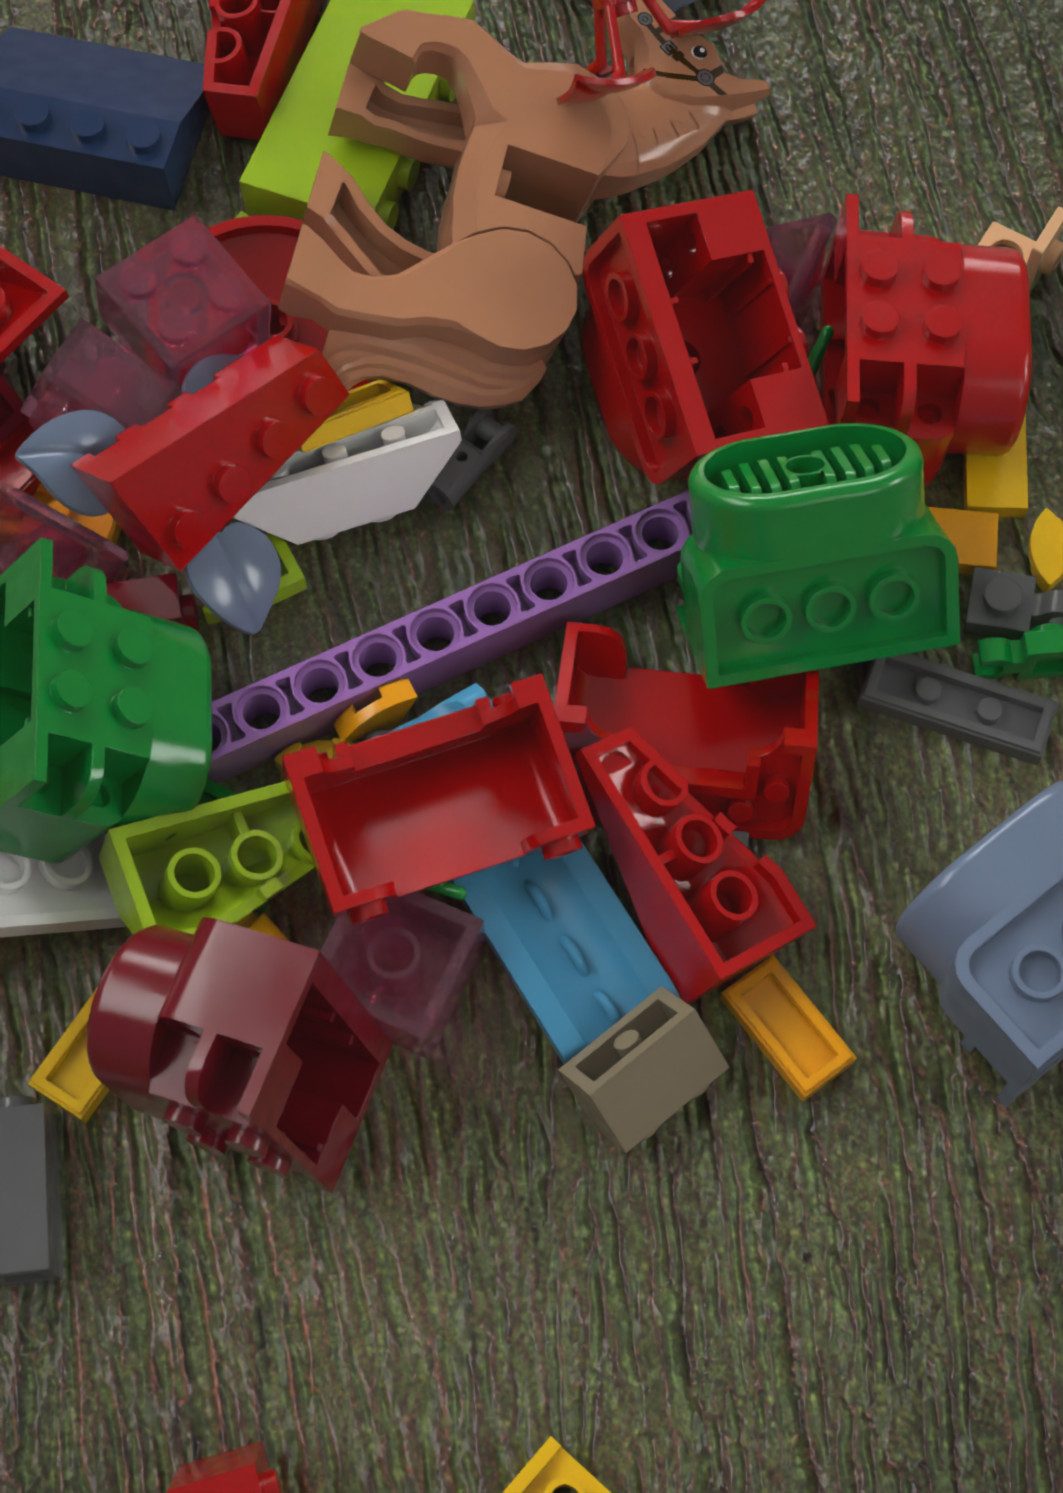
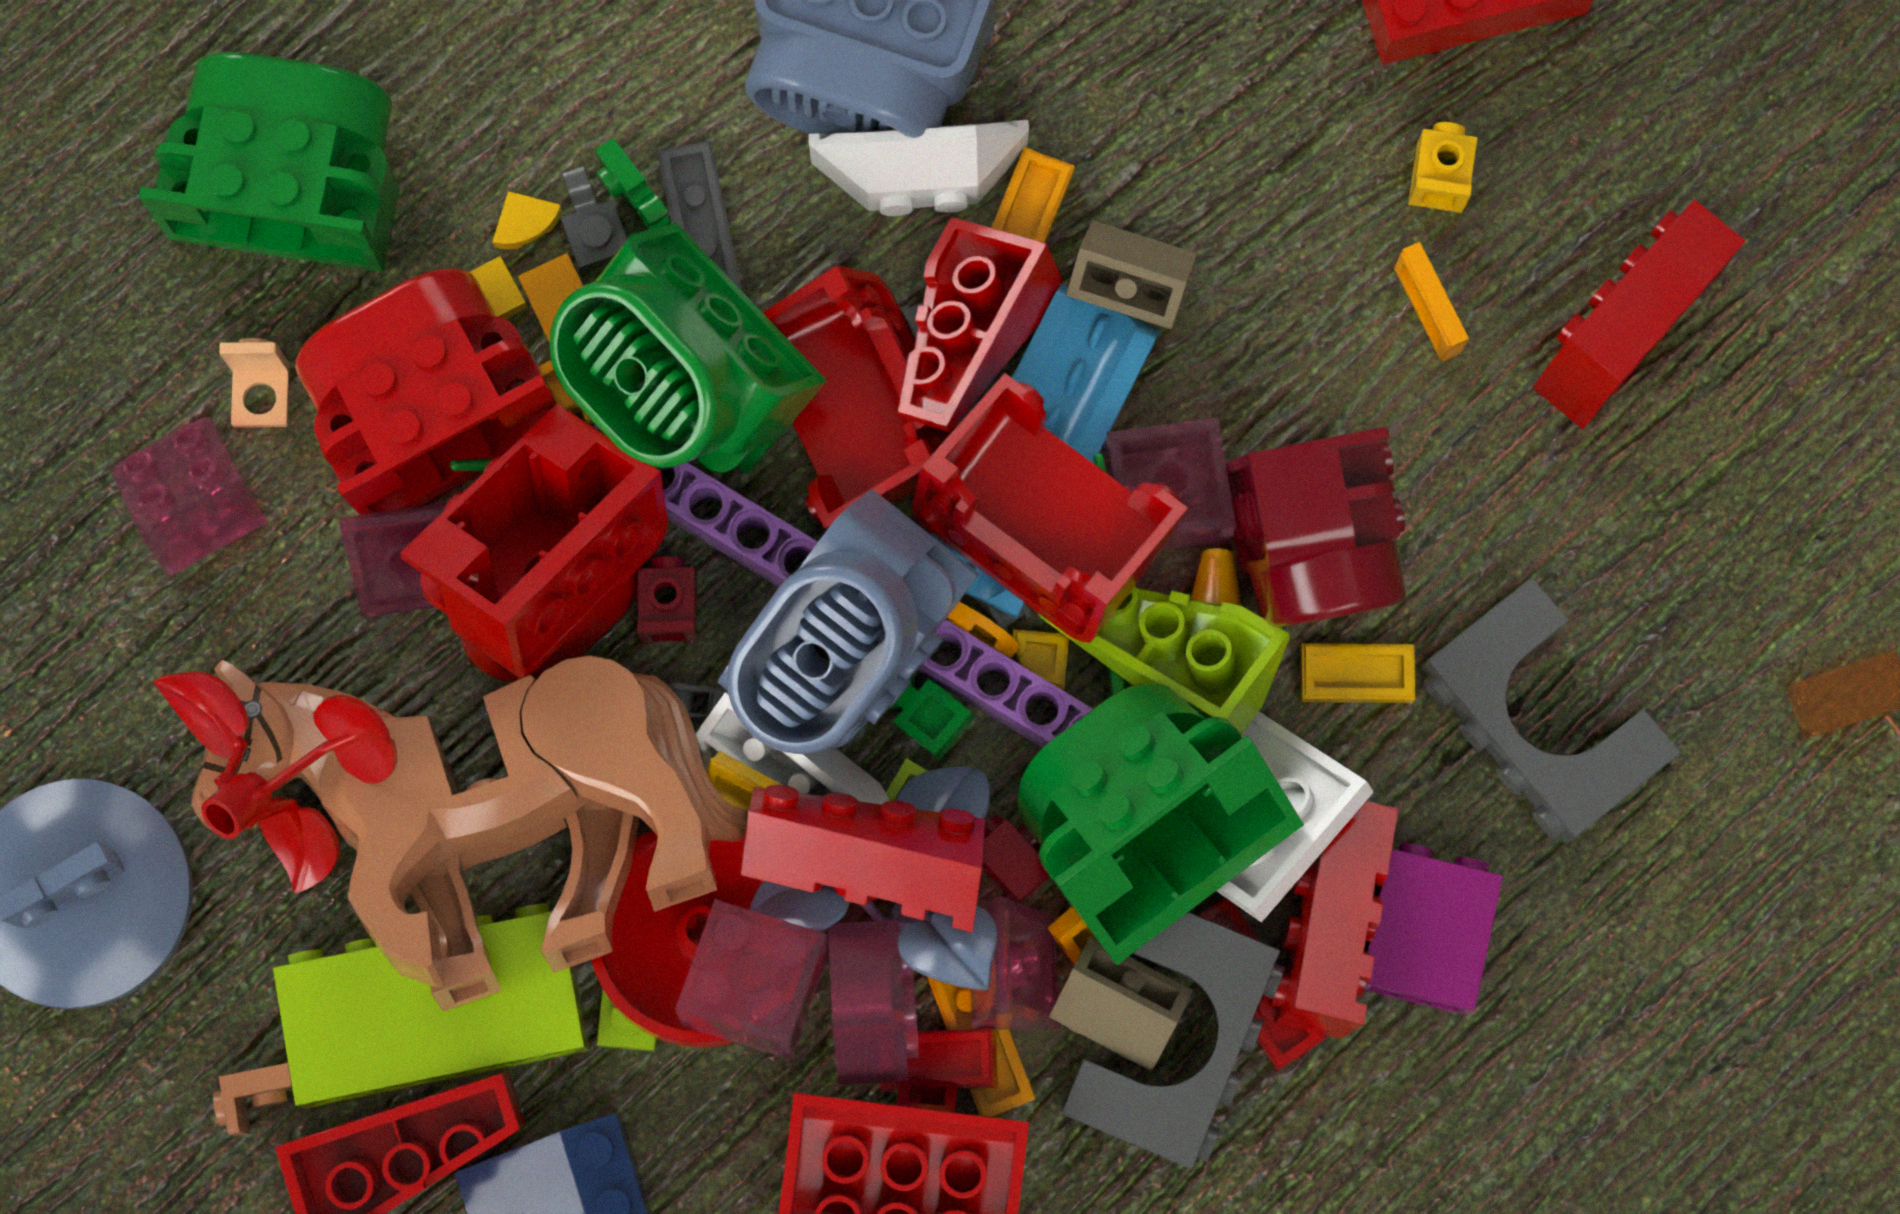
camera: 125 degrees left, 10 degrees up
(332, 618) = (931, 717): none -> green plate
(417, 1376) = (1431, 302): none -> light orange tile
(436, 537) = (874, 604): none -> sand blue brick
(590, 483) = (672, 621): none -> dark red brick
(870, 962) = (936, 170): none -> white wedge
(944, 138) = (187, 496): none -> clear pink bracket

